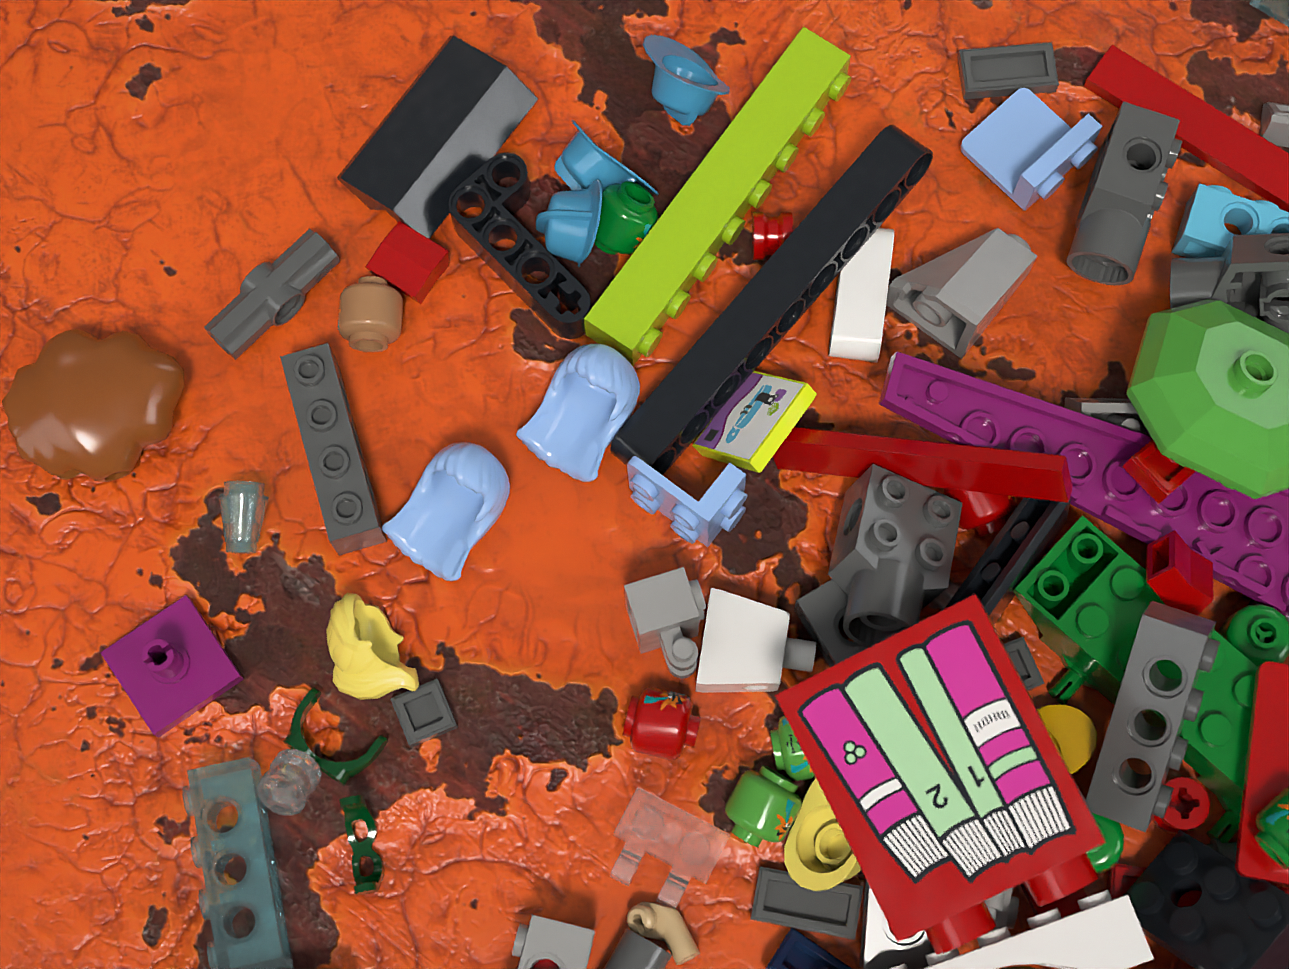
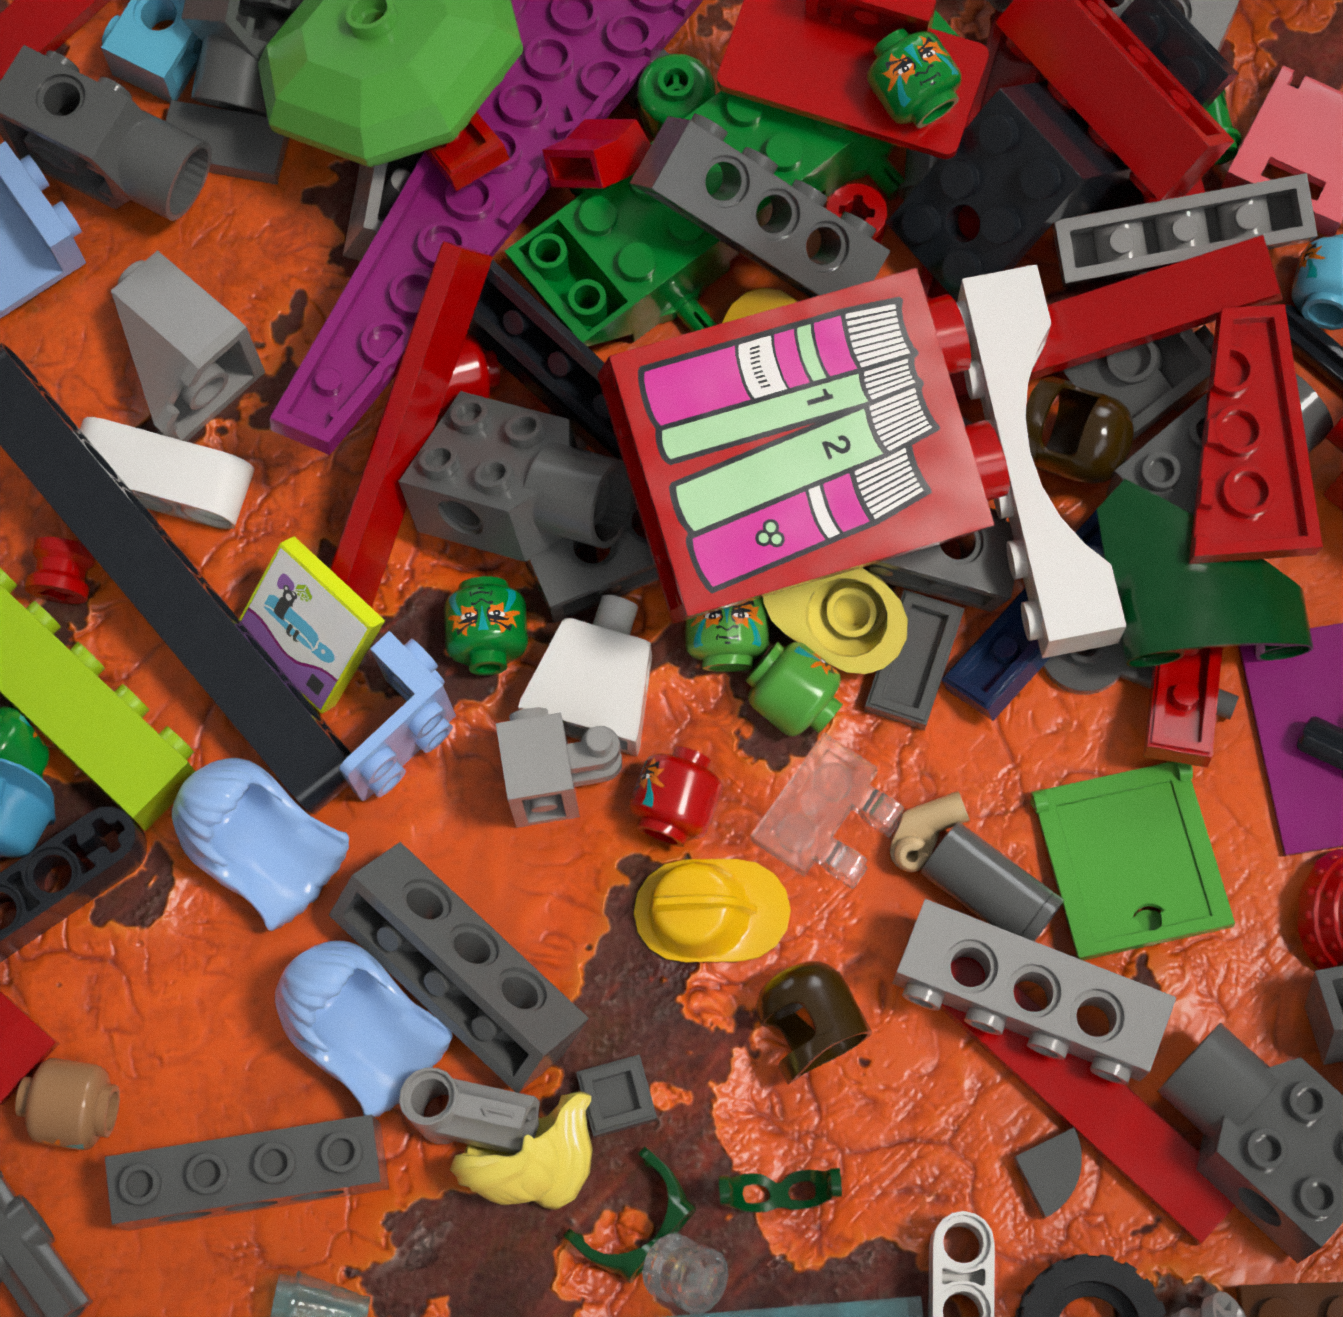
camera: 80 degrees left, 0 degrees up
(393, 603) = (474, 1112): none -> light grey piece
(478, 583) = (458, 966): none -> dark grey brick
(503, 857) = (831, 1007): none -> dark brown helmet
(578, 767) = (712, 910): none -> yellow piece
(778, 555) = (485, 625): none -> green head
(1146, 293) = (239, 141): none -> dark grey tile

